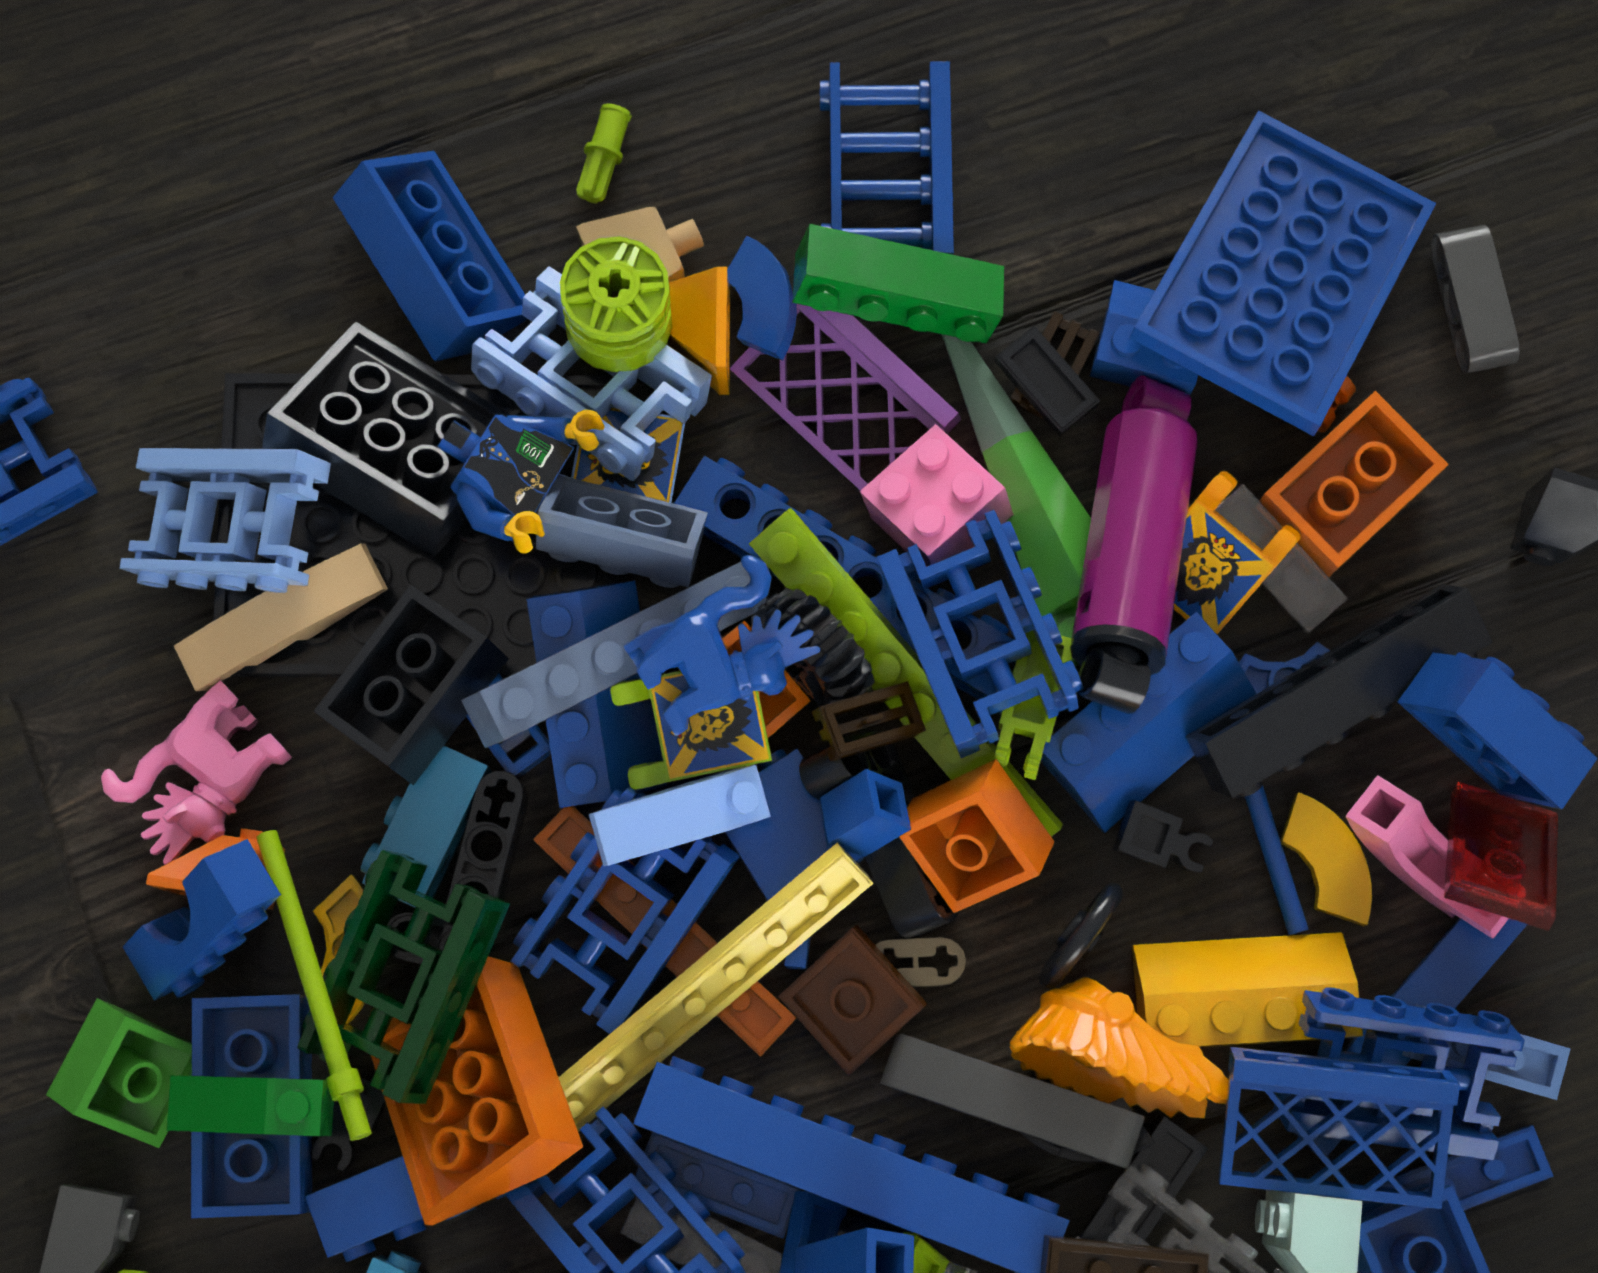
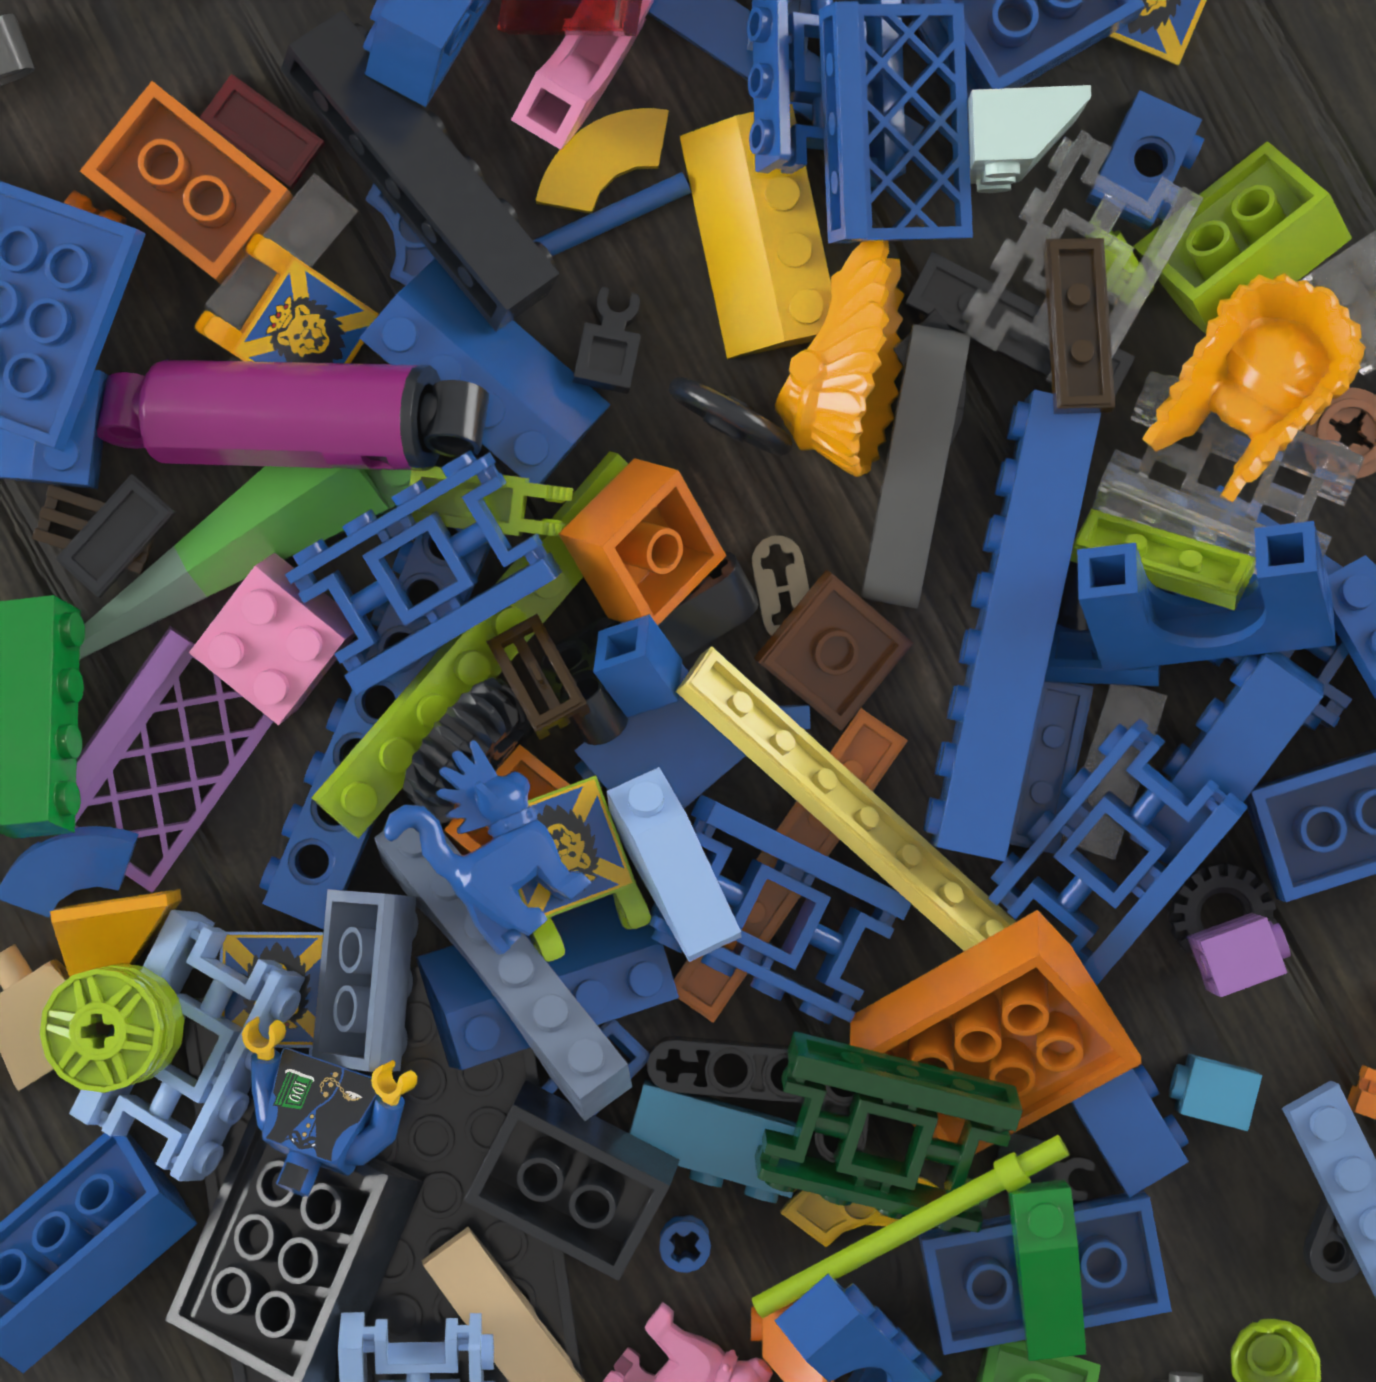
camera: 100 degrees left, 10 degrees up
(324, 785) = (686, 1261): none -> blue bush
(1388, 561) = (262, 131): none -> dark red tile

